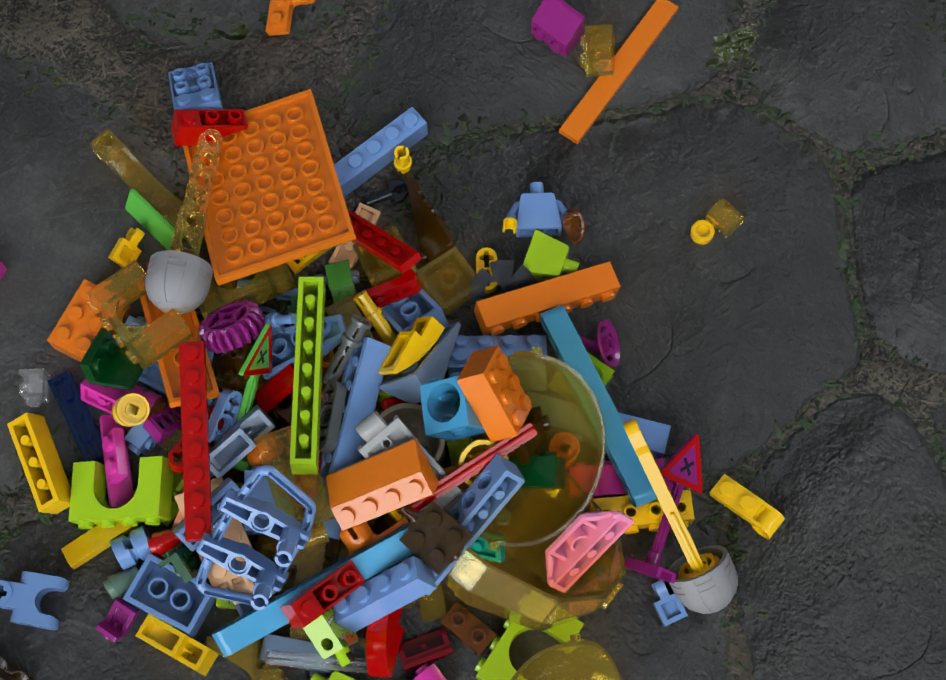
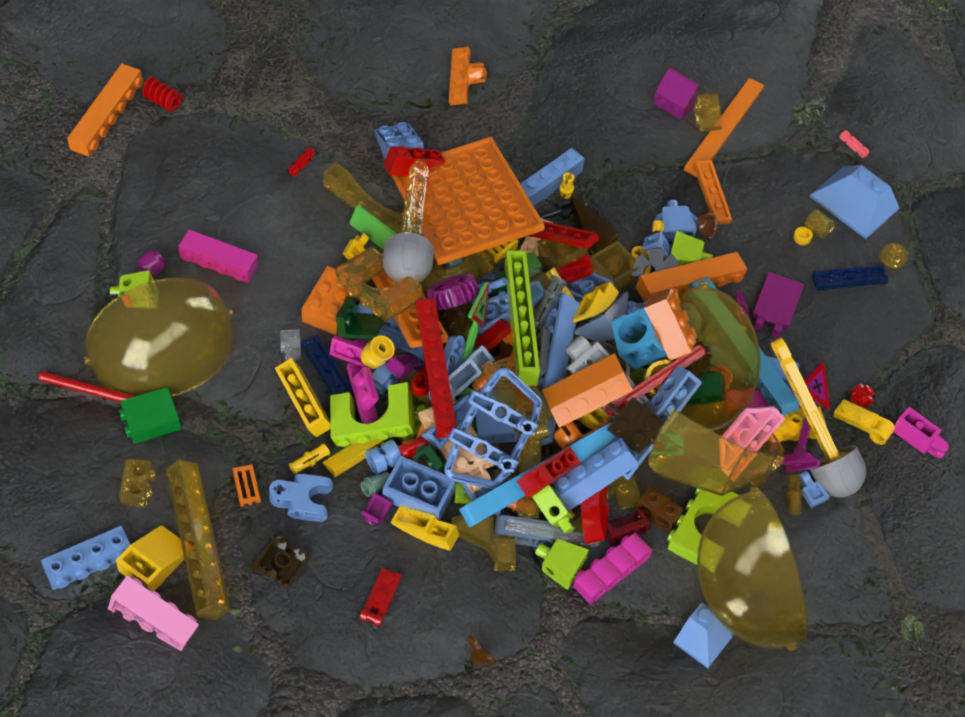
camera: 10 degrees left, 15 degrees down
(43, 546) = (298, 464): none -> yellow pin
(71, 120) = (301, 161): none -> red axle
(508, 248) = (657, 241): none -> medium blue brick
(591, 168) = (712, 190): none -> orange tile
(644, 609) = (794, 495): none -> clear yellow axle
(656, 331) = (777, 303): none -> magenta tile
(748, 471) = (862, 395): none -> red gear
(756, 294) = (850, 277): none -> clear blue tile
(779, 179) = (857, 199): none -> medium blue slope
(787, 95) = (854, 144): none -> coral axle
(816, 529) = (921, 433): none -> dark pink hinge
(817, 264) = (894, 255): none -> clear yellow plate

